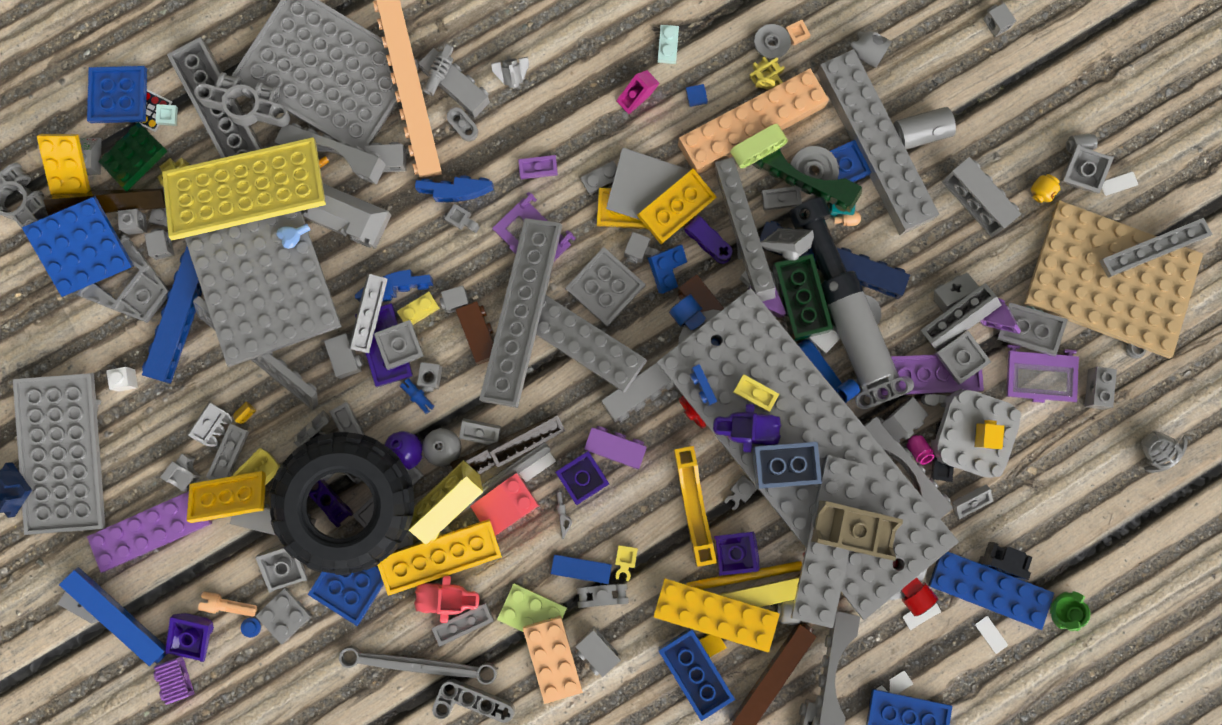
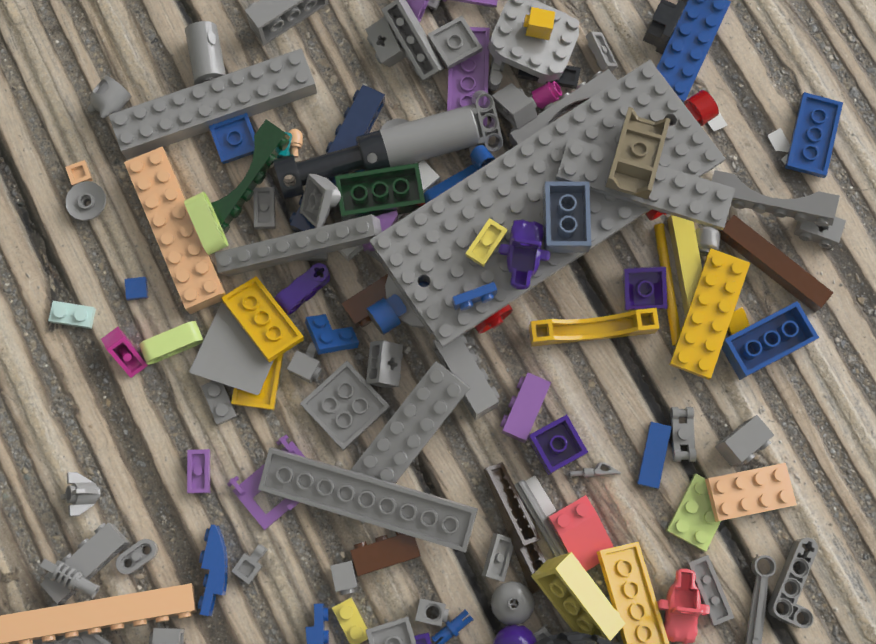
camera: 90 degrees left, 5 degrees down
(625, 558) = (645, 406): light yellow plate -> none
(649, 130) = (171, 342): none -> yellowish green beam
(651, 312) = (384, 364): none -> light grey brick
(742, 490) = (578, 278): light grey plate -> none
(768, 78) = (127, 209): light yellow piece -> none
(819, 157) = (225, 163): light grey gear -> none
(991, 634) = (733, 49): white sticker -> none

